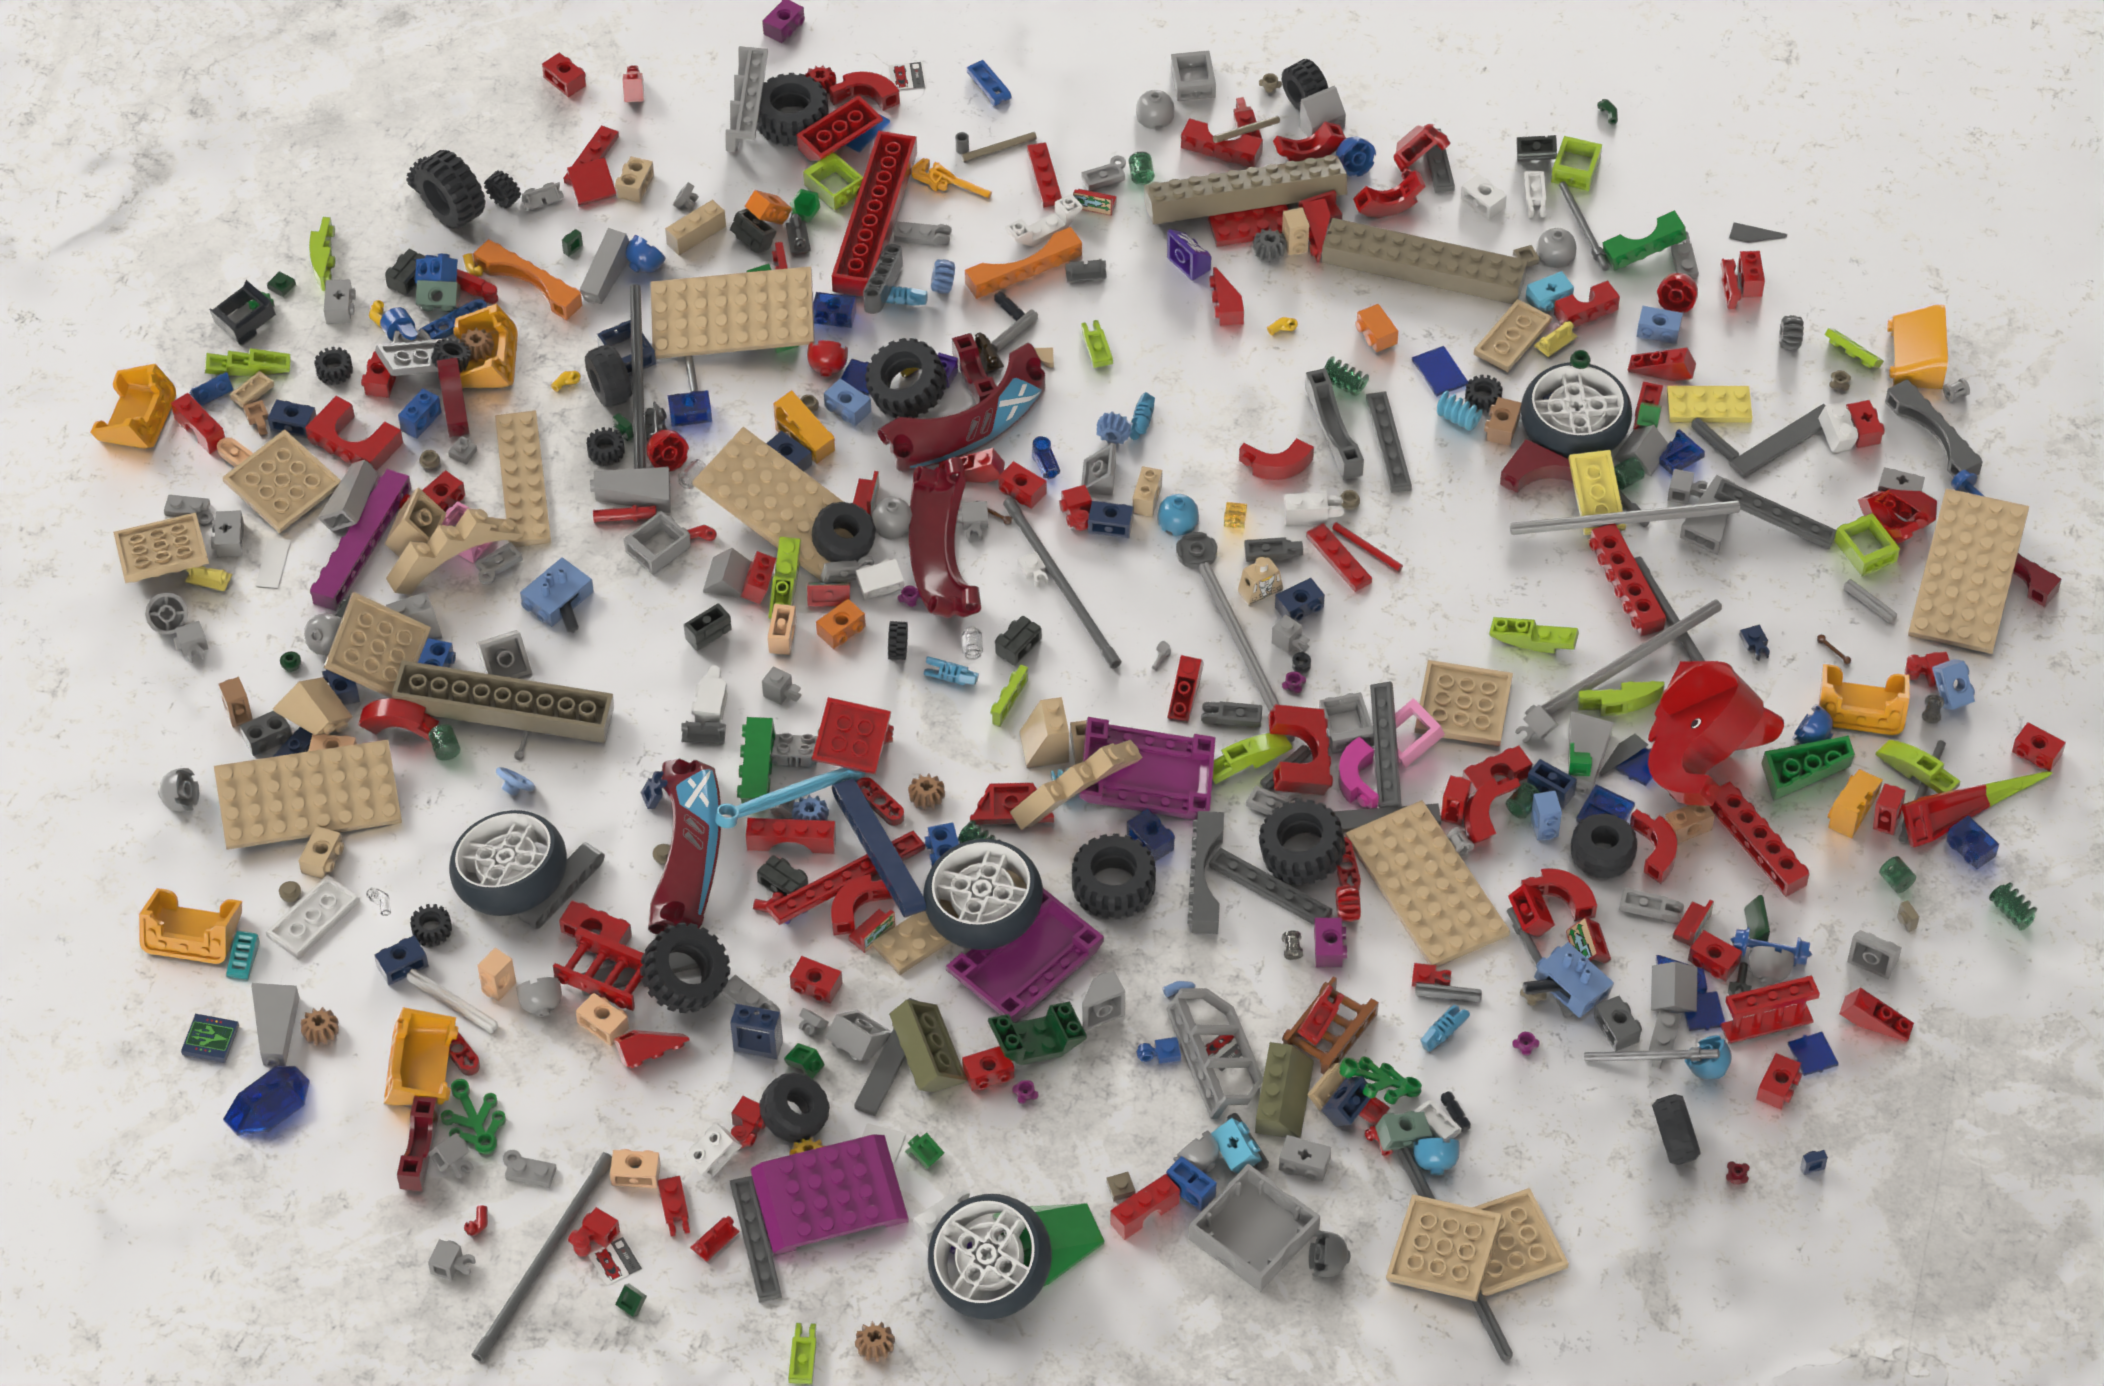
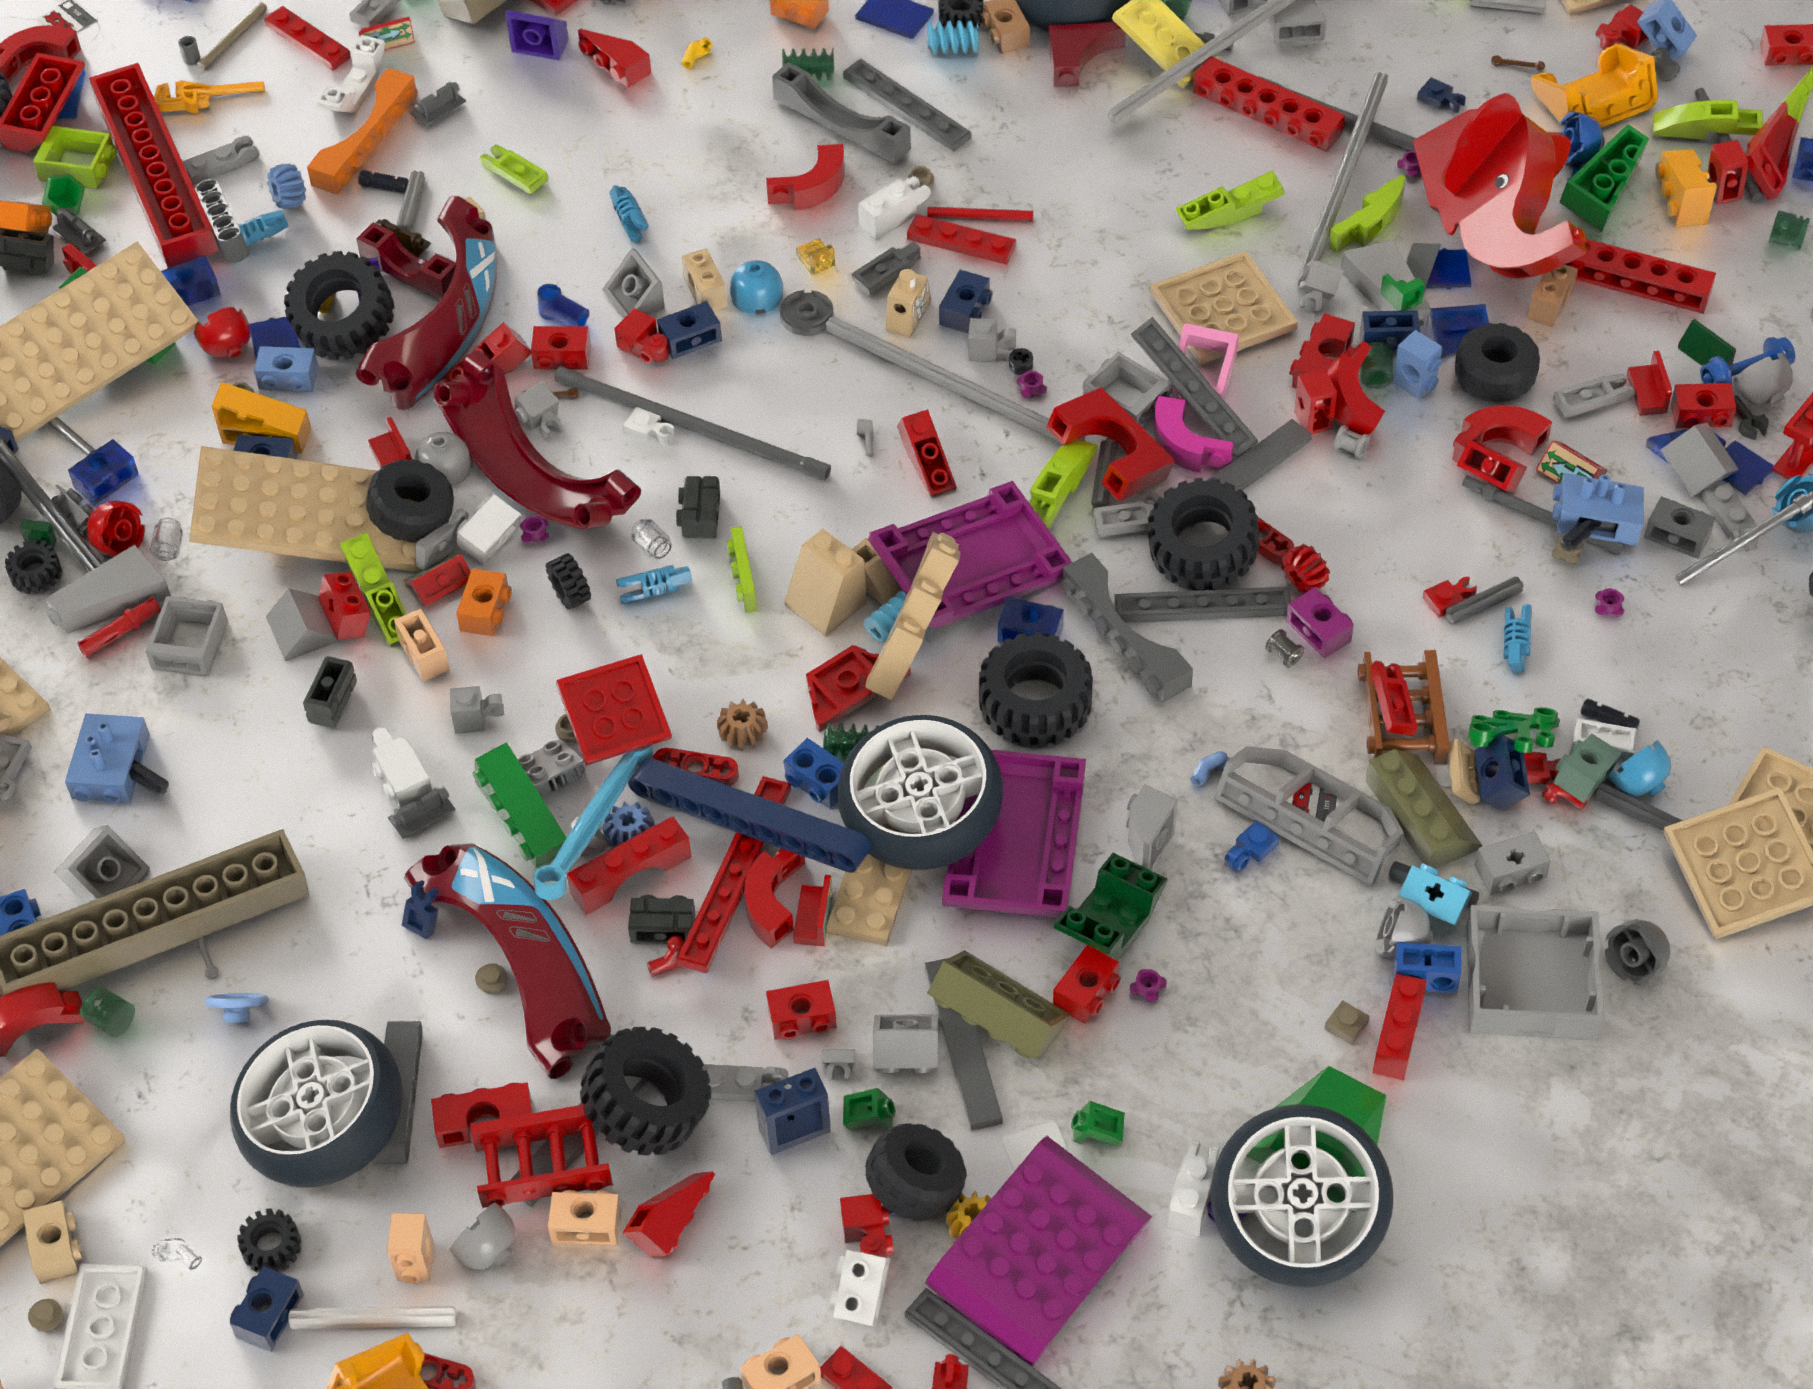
camera: 35 degrees left, 0 degrees up
(704, 532) = (233, 594): red arm -> none
(1113, 428) = (612, 237): medium blue gear -> none
(1232, 713) = (999, 451): dark grey hinge -> none
(1427, 884) = (1360, 505): tan plate -> none
(1663, 837) = (1550, 329): red arch -> none

